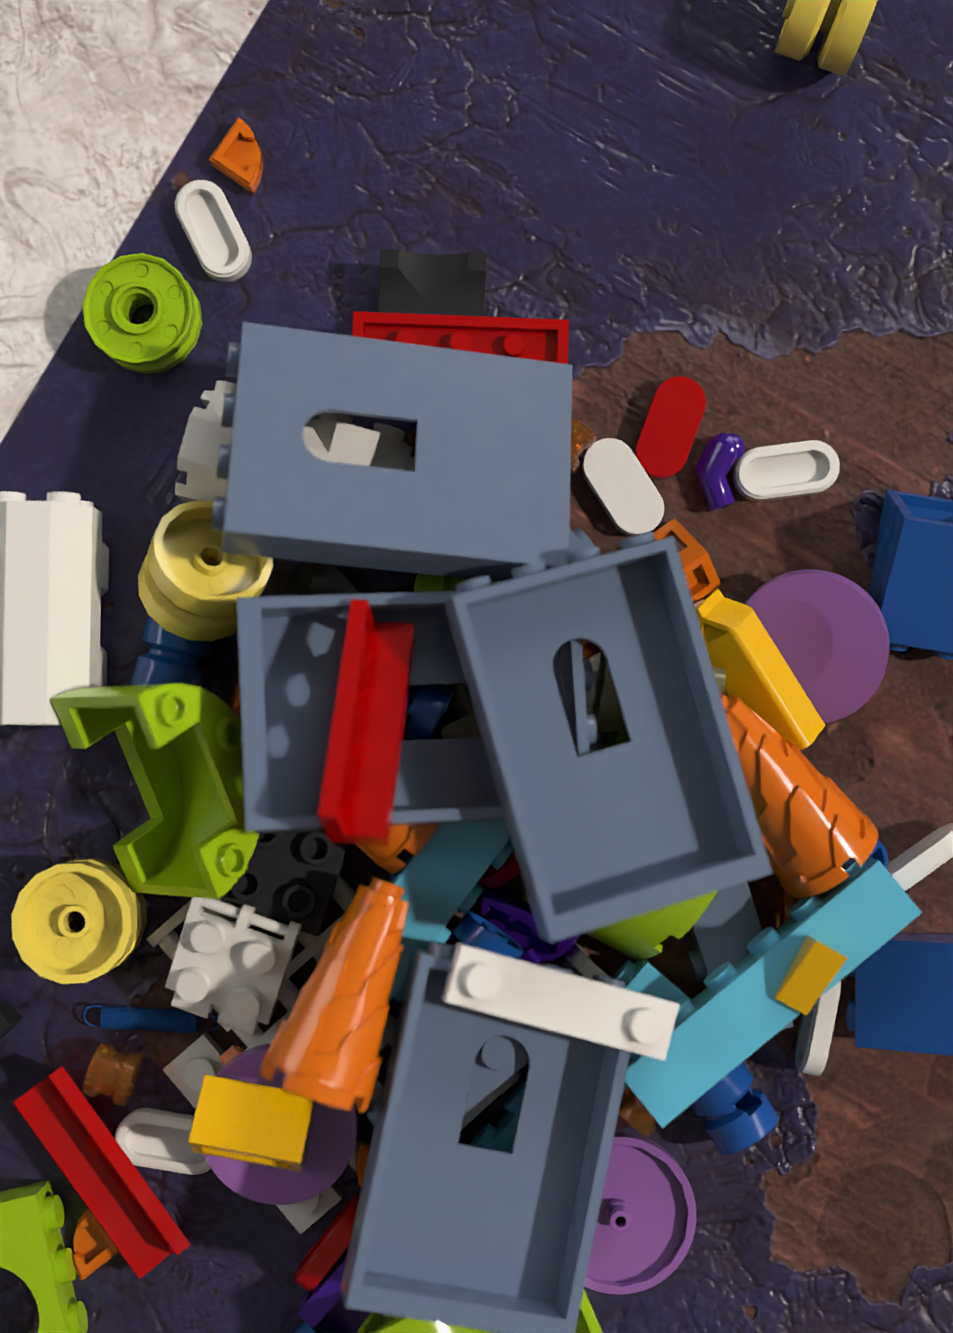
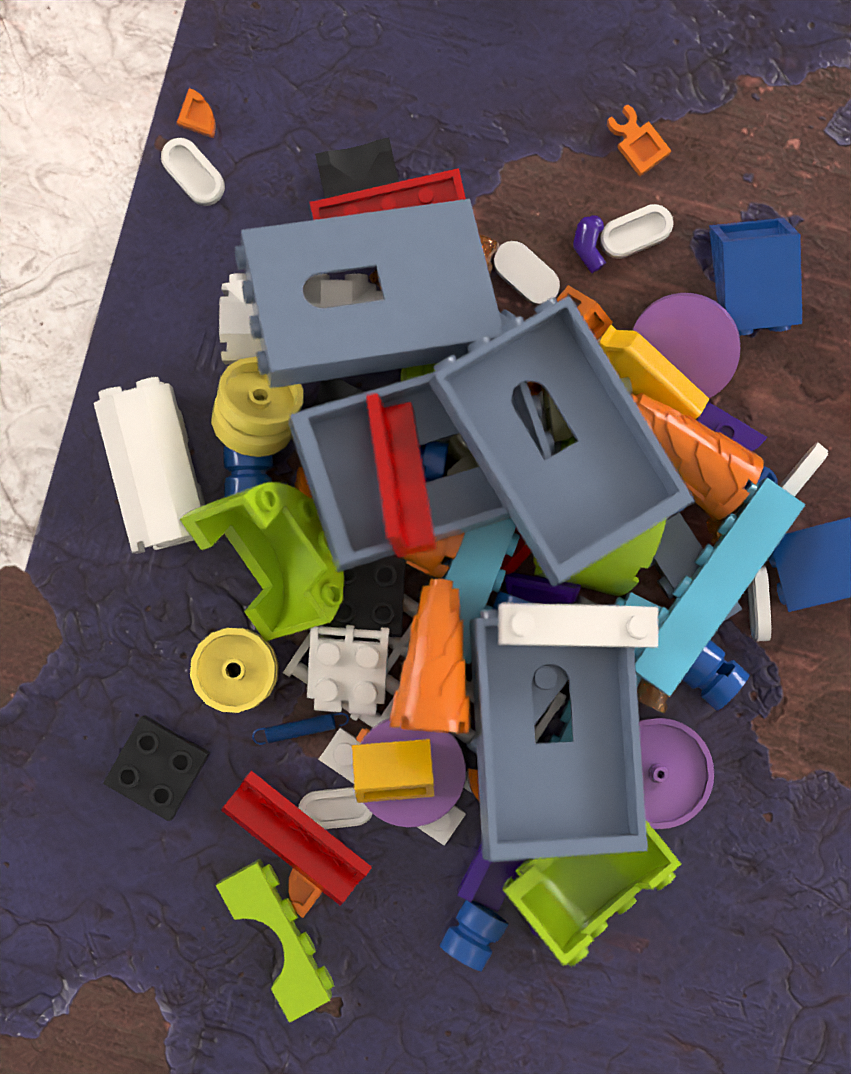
camera: 10 degrees left, 0 degrees up
(113, 1074) = (285, 770): clear orange wheel -> none
(123, 288) = (148, 223): lime wheel -> none
(328, 1247) = (466, 846): red tile -> none
(670, 427) = (548, 222): red tile -> none
(809, 975) = (740, 566): yellow piece -> none
(824, 356) = (641, 145): none -> orange plate
(843, 771) = (731, 427): none -> dark purple plate

